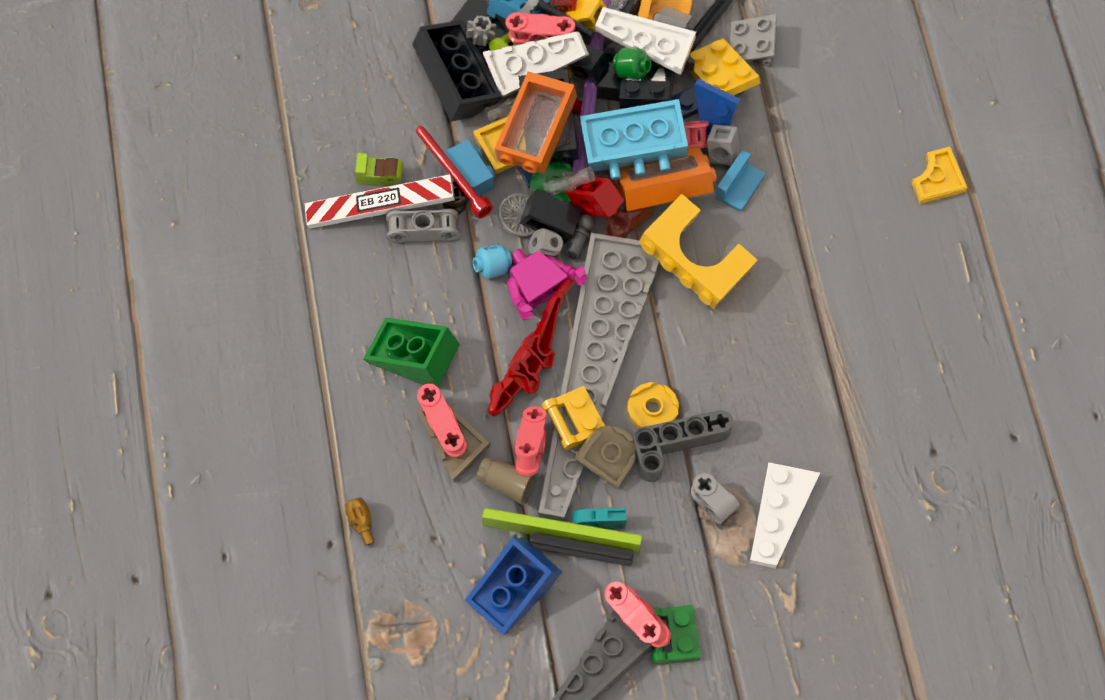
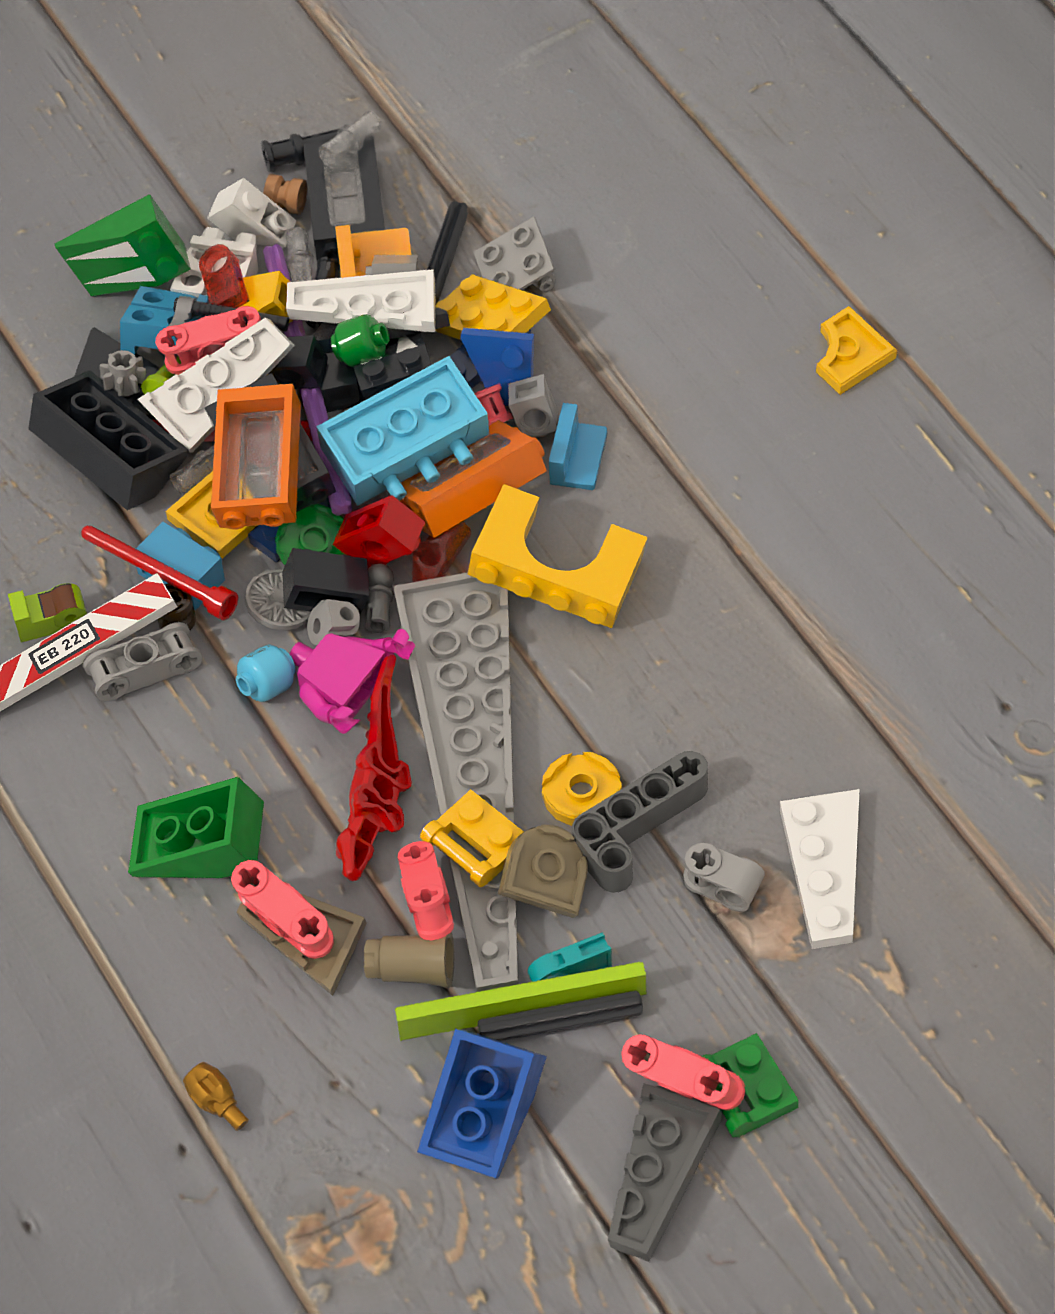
camera: 15 degrees left, 10 degrees down
(569, 181) = (335, 522): clear pin -> none

